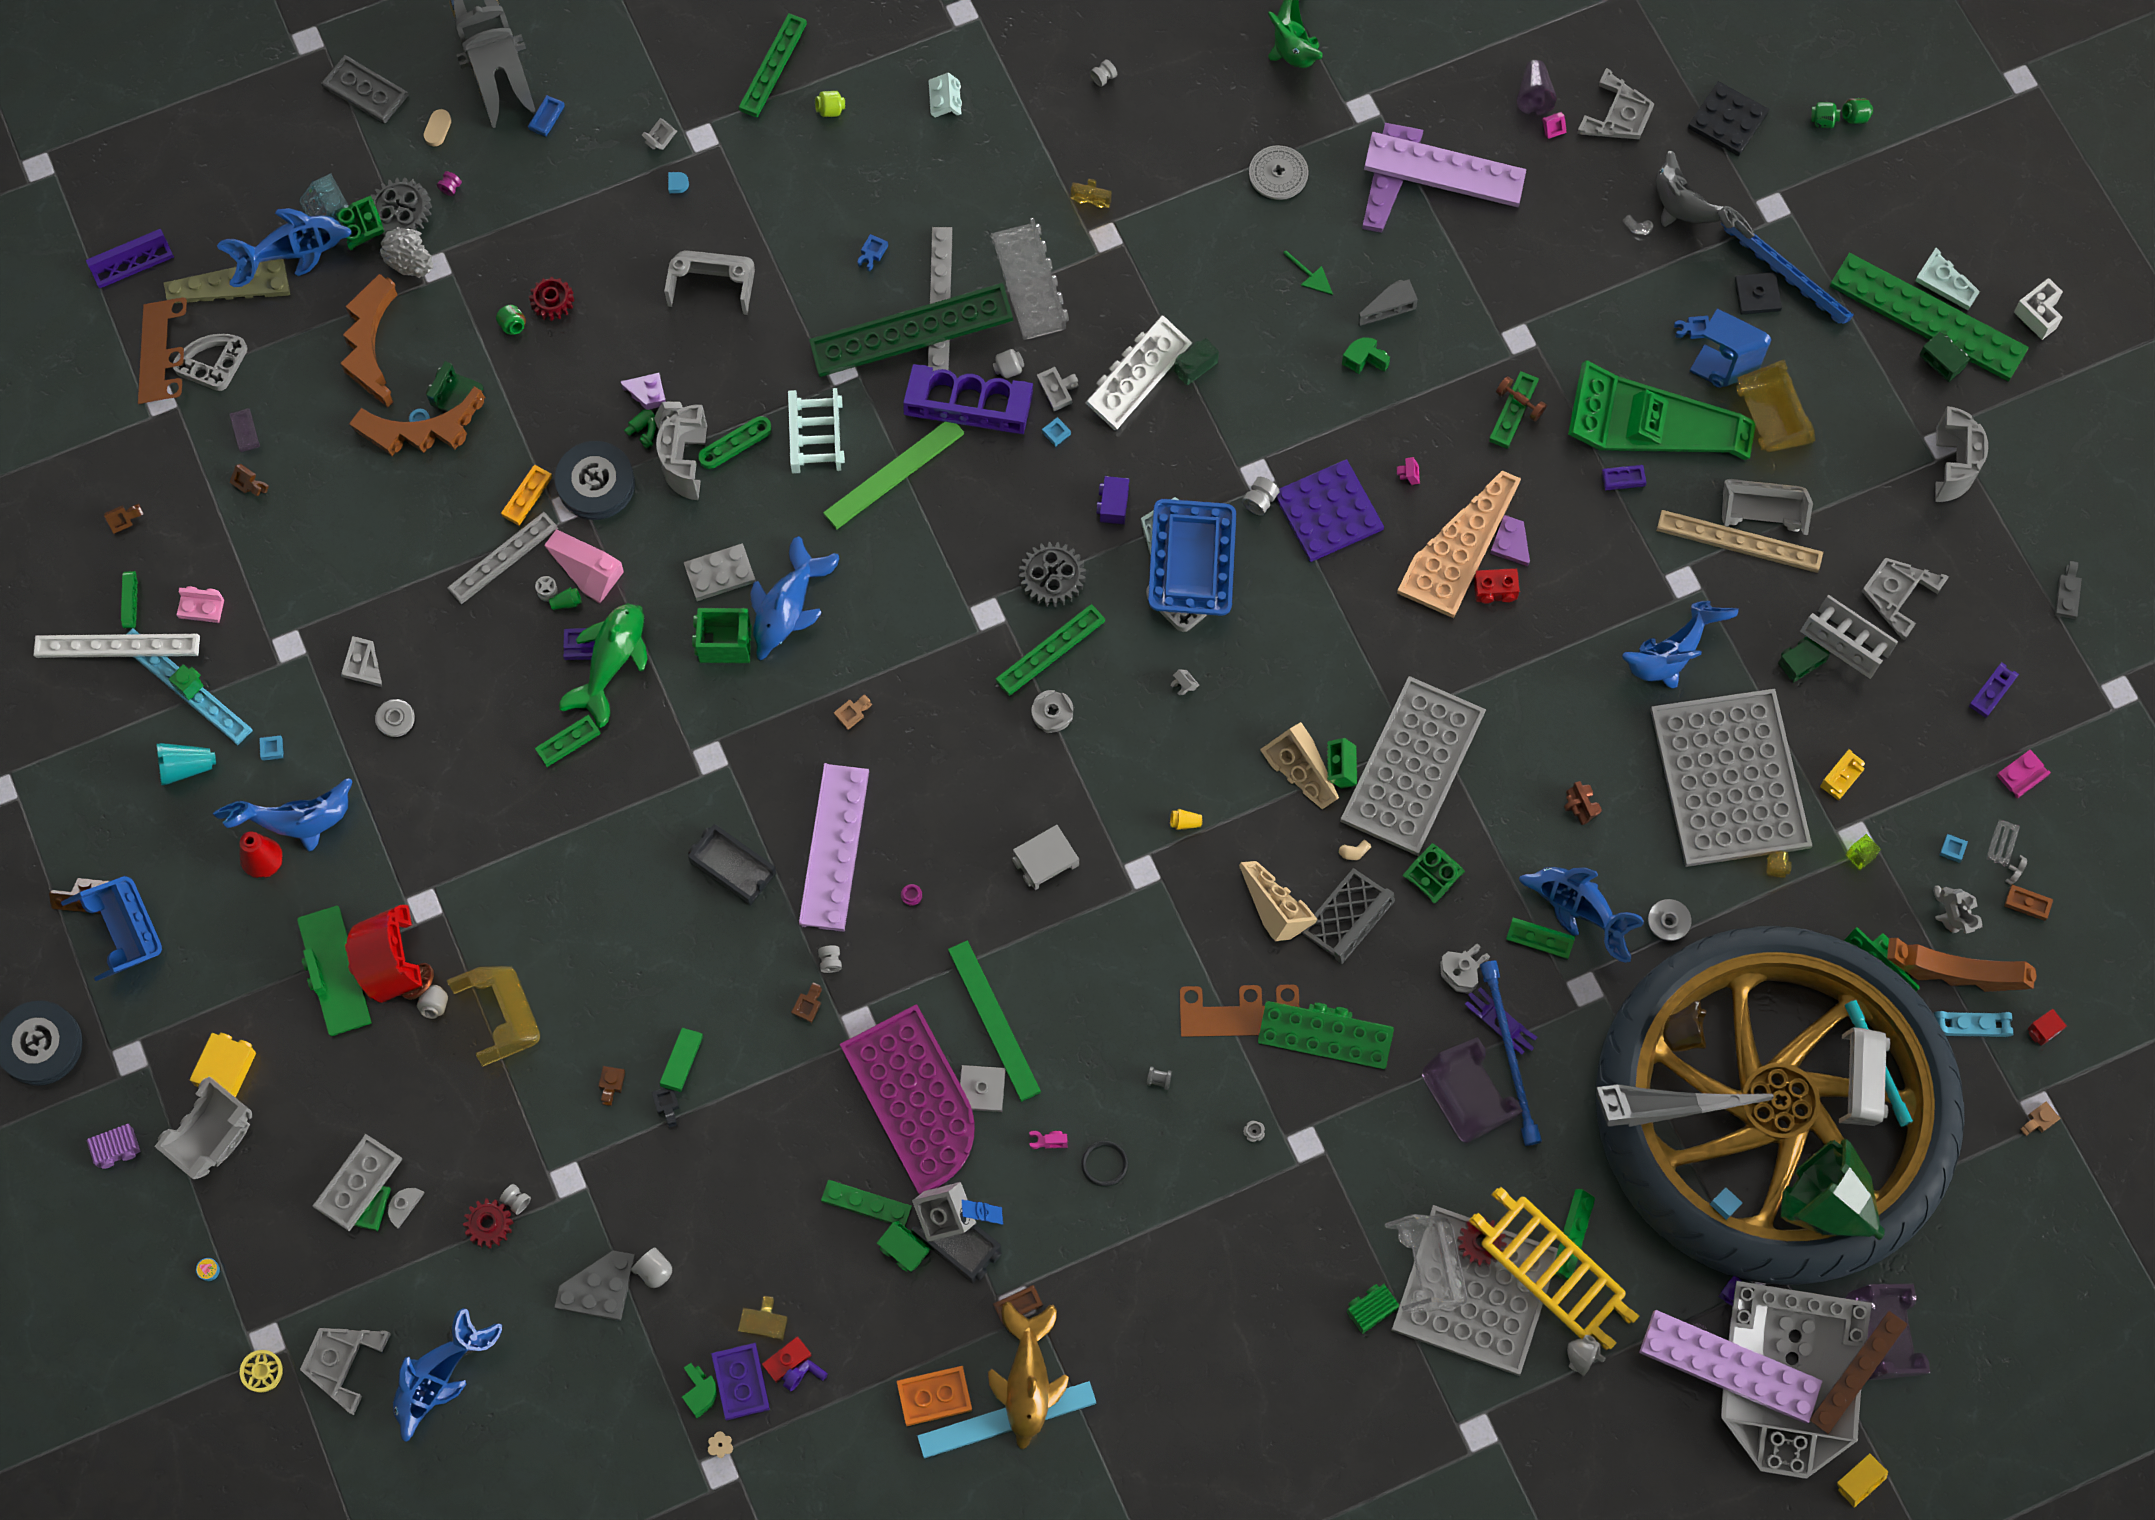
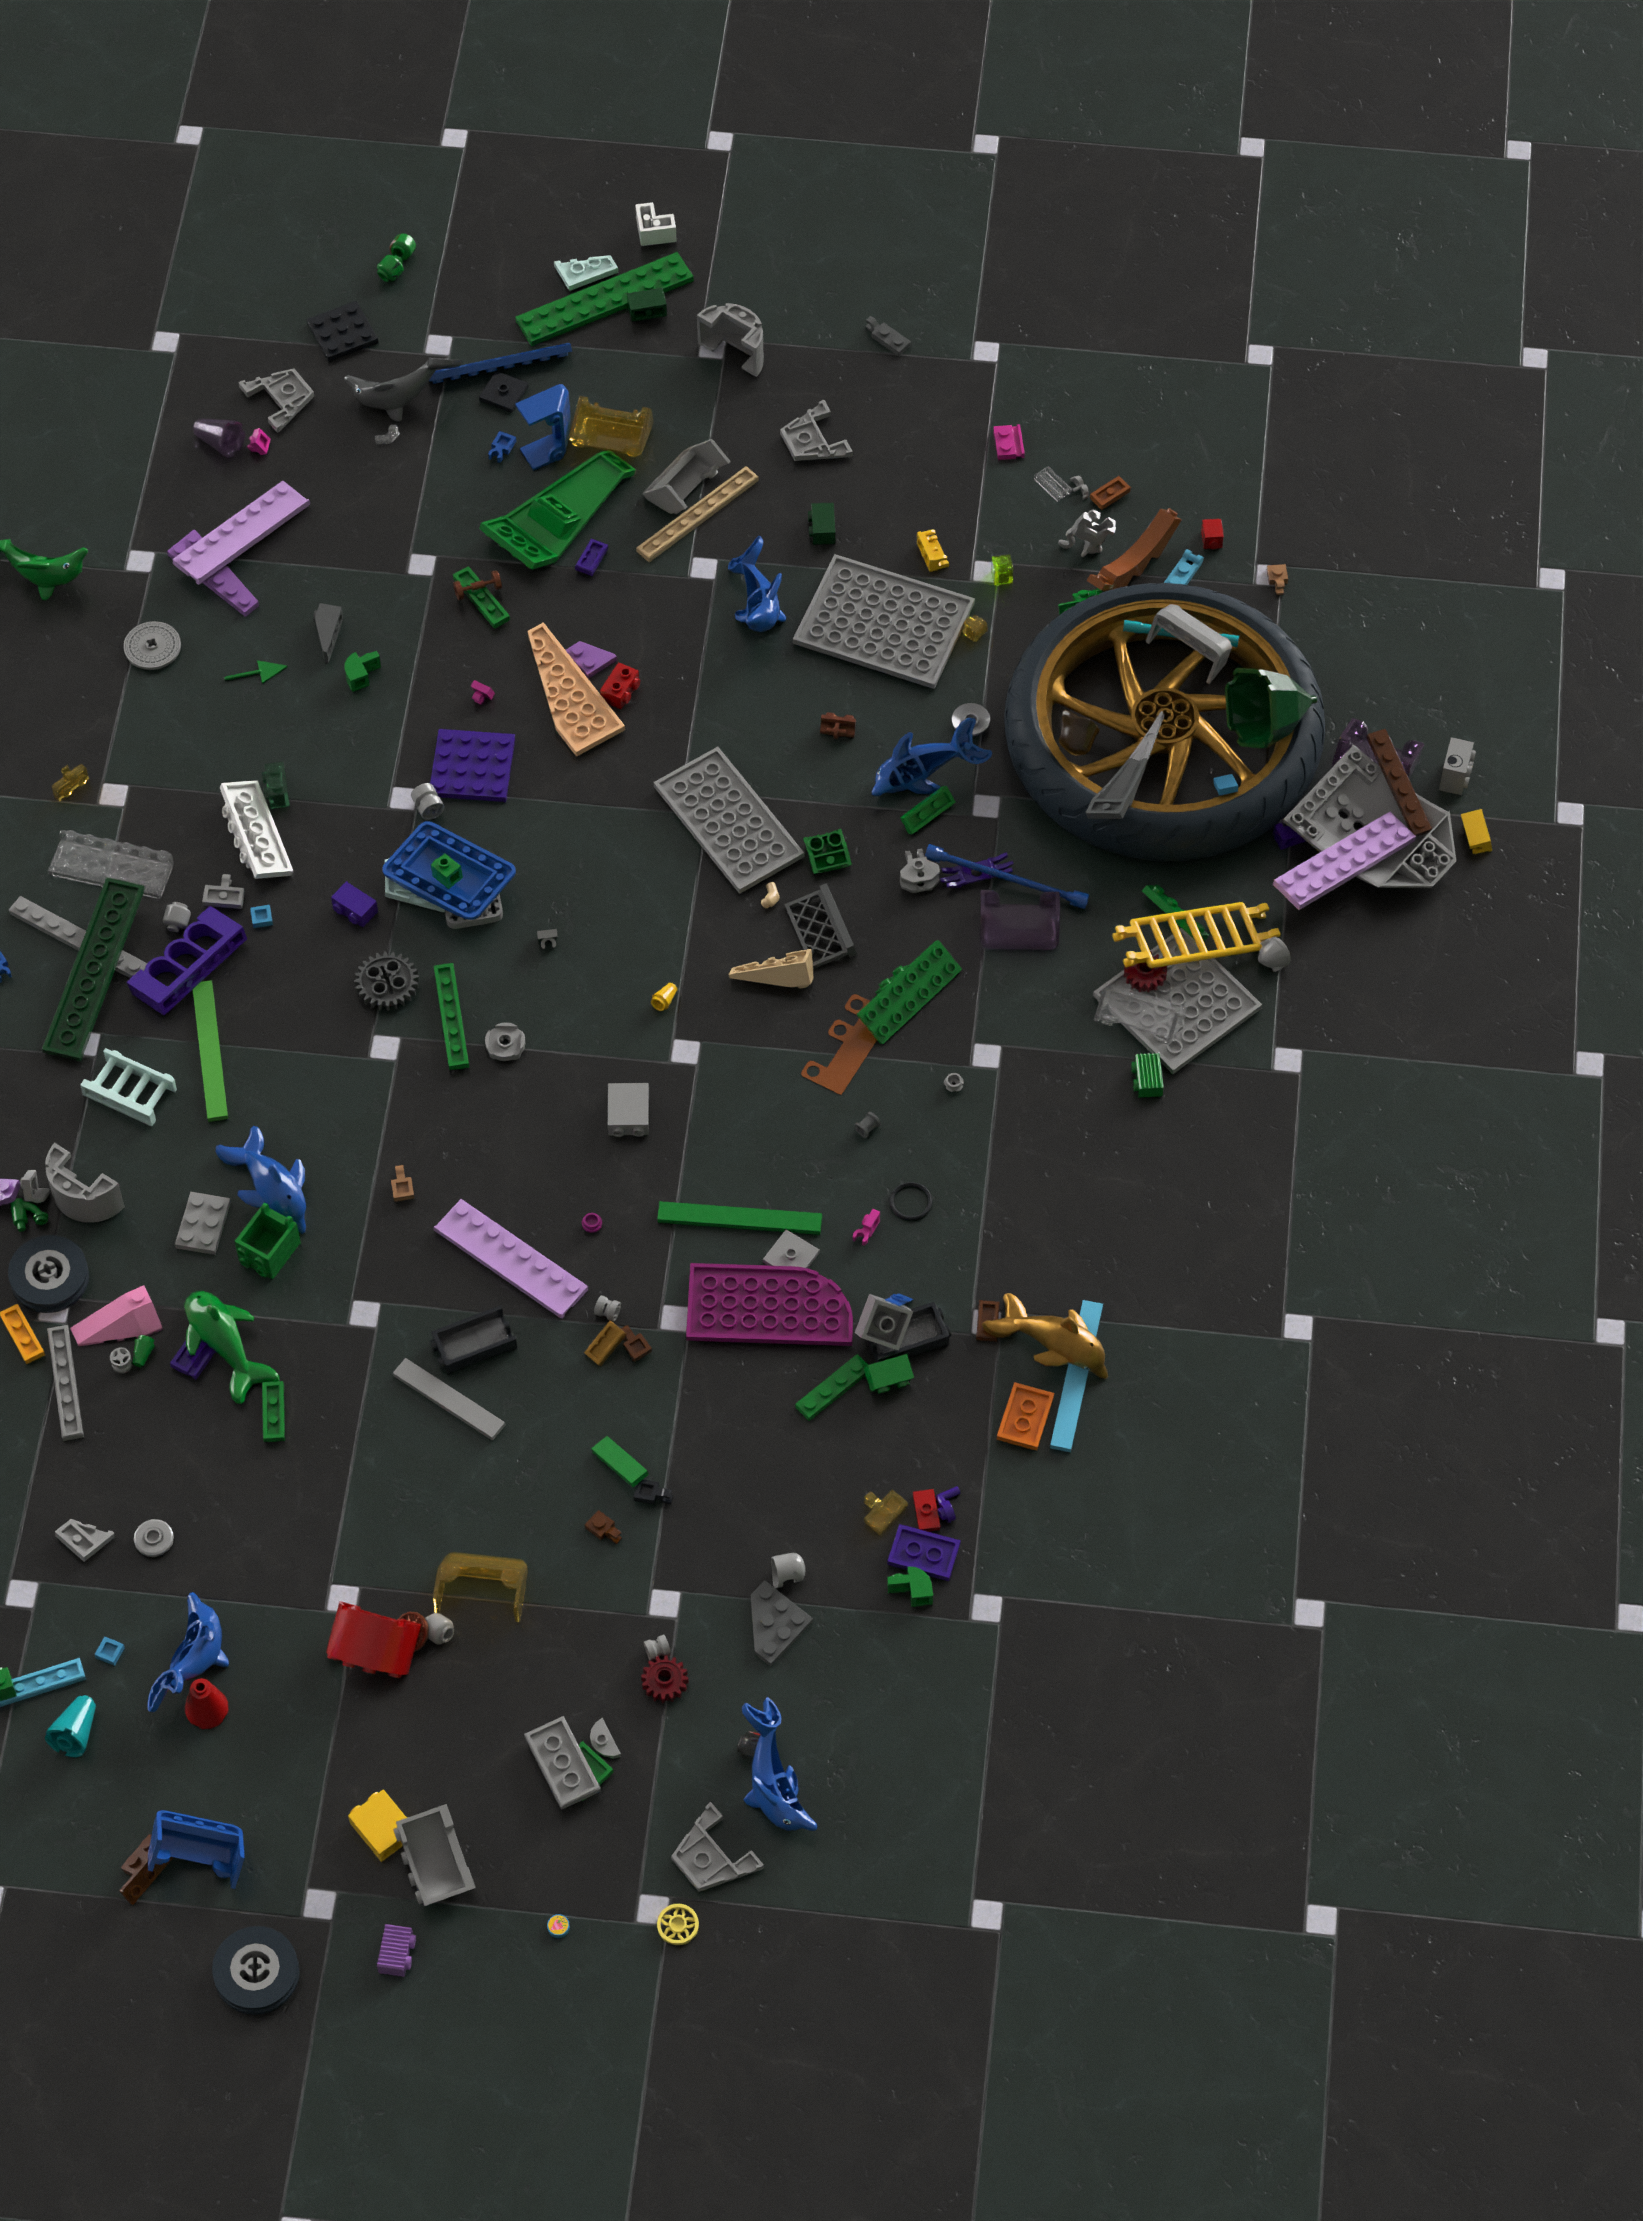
camera: 60 degrees left, 10 degrees down
(330, 977) = (354, 1696): green bracket -> none
(664, 878) = (449, 1399): none -> light grey tile
(720, 1438) = (971, 1592): tan plant -> none
(735, 442) = (93, 1149): green plate -> none
(792, 978) = (605, 1343): none -> pearl gold plate
(1183, 555) = (446, 871): none -> green brick
(1300, 761) = (673, 893): tan wedge -> none
(1342, 763) = (695, 863): green brick -> none
(1841, 645) = (828, 483): light grey fence -> none
(1922, 1419) = (1457, 766): none -> light grey brick
(1953, 848) = (1036, 515): dark azure tile -> none
(1993, 690) = (932, 423): dark purple plate -> none

